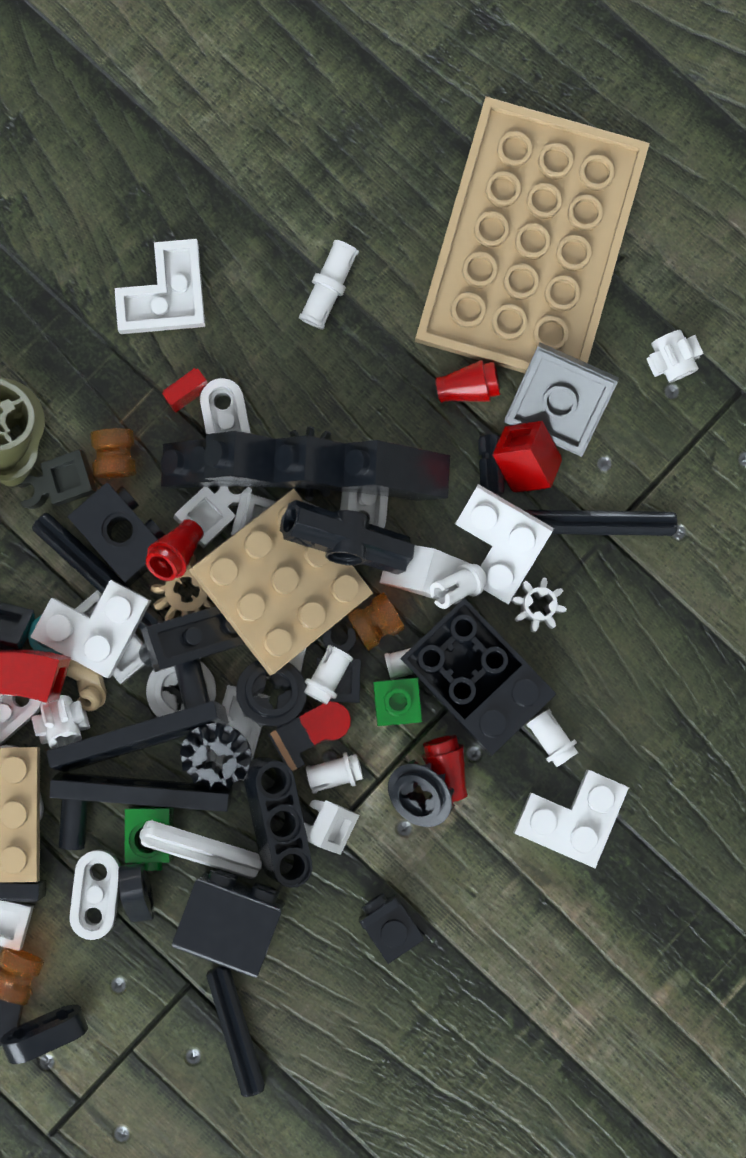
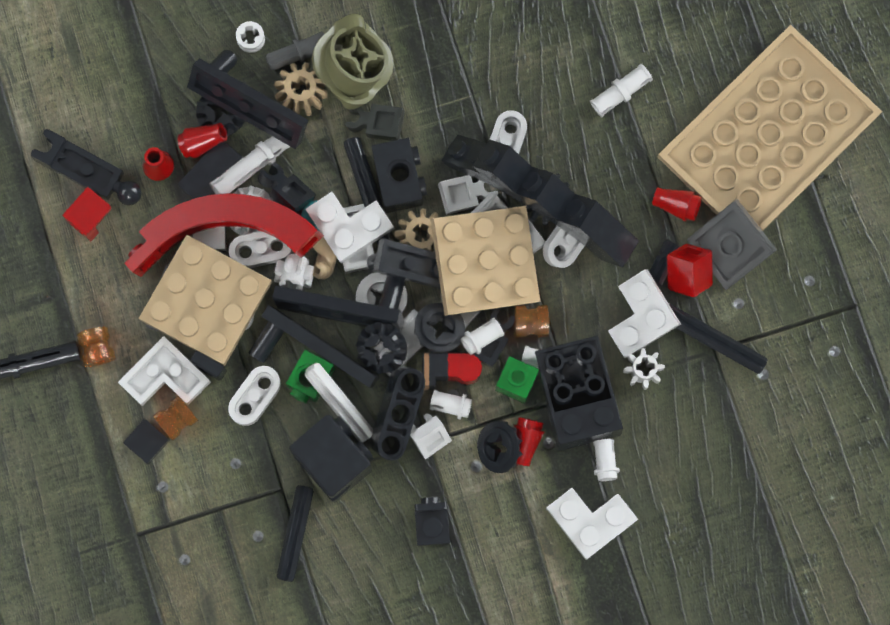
camera: 35 degrees right, 5 degrees down
(44, 1034) = (173, 464): black beam -> none
(113, 453) = (422, 122): clear orange wheel -> none
(136, 892) = (282, 407): black beam -> none
(172, 553) = (426, 203): red cone -> none
(175, 299) = (514, 47): white plate -> none
(185, 389) = (490, 107): red tile -> none
(346, 537) = (543, 254): black piece -> none
(423, 570) = (582, 308): white slope -> none
(467, 581) = (604, 326): white pin -> none
(674, 356) = (822, 257): white gear -> none

